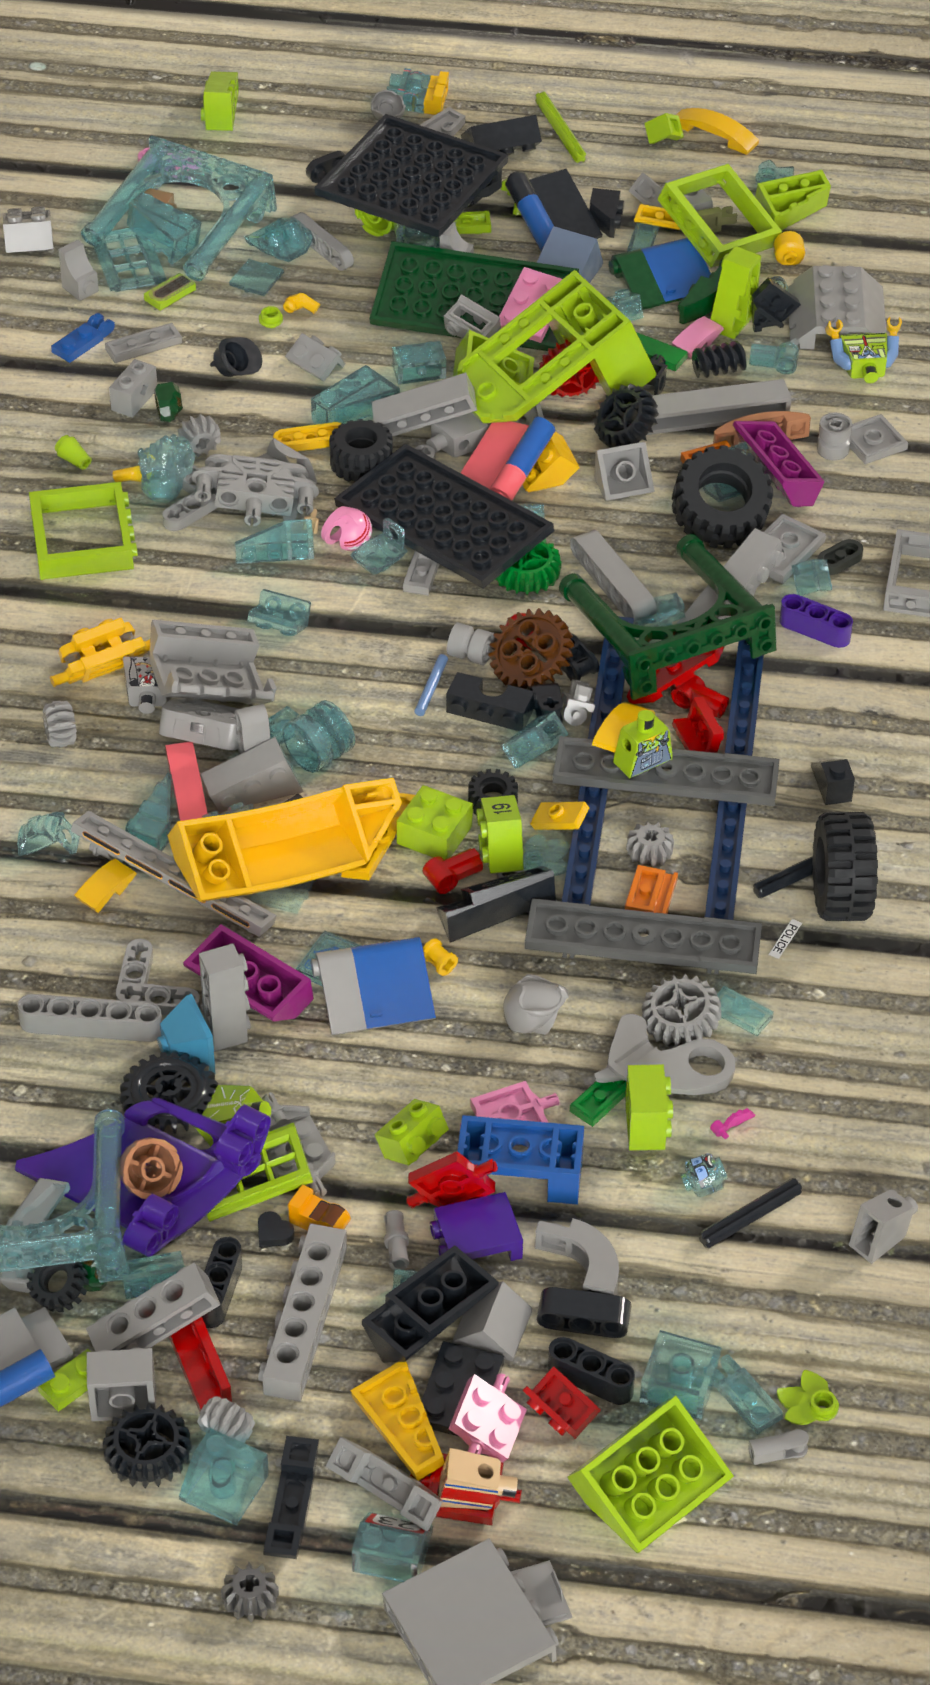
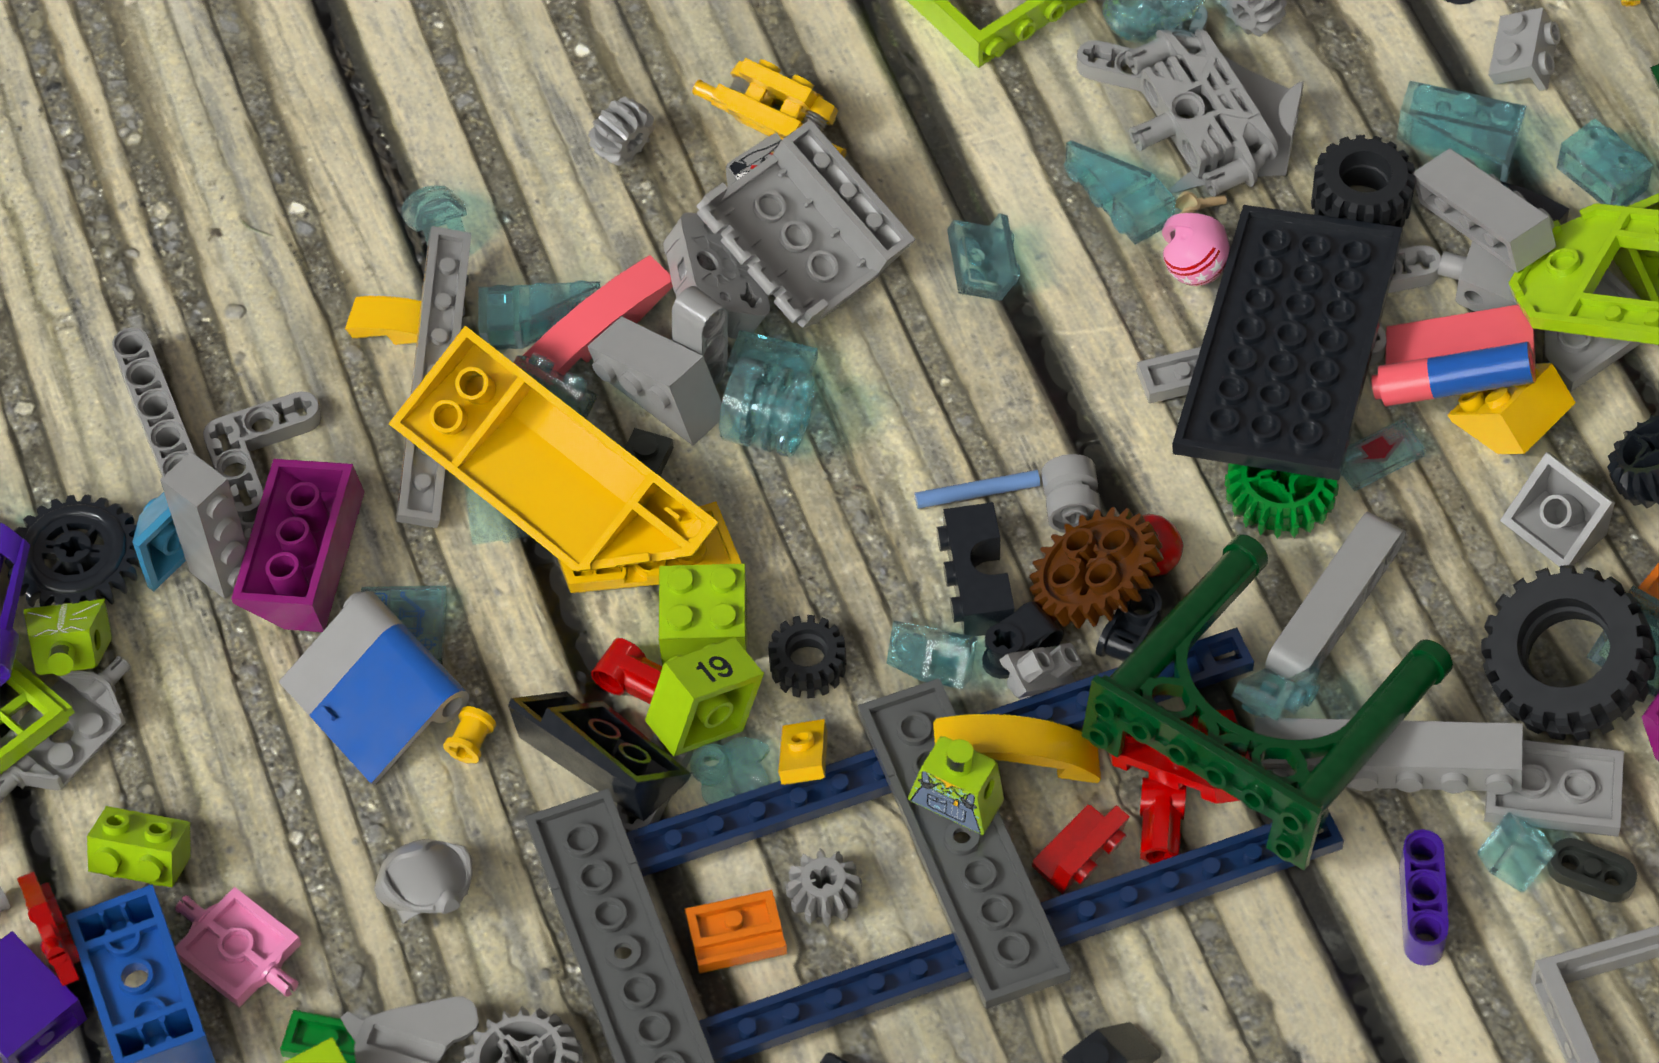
camera: 65 degrees right, 10 degrees up
(306, 437) = (1351, 111): yellow plate -> none
(381, 551) = (1178, 306): clear light blue piece -> none

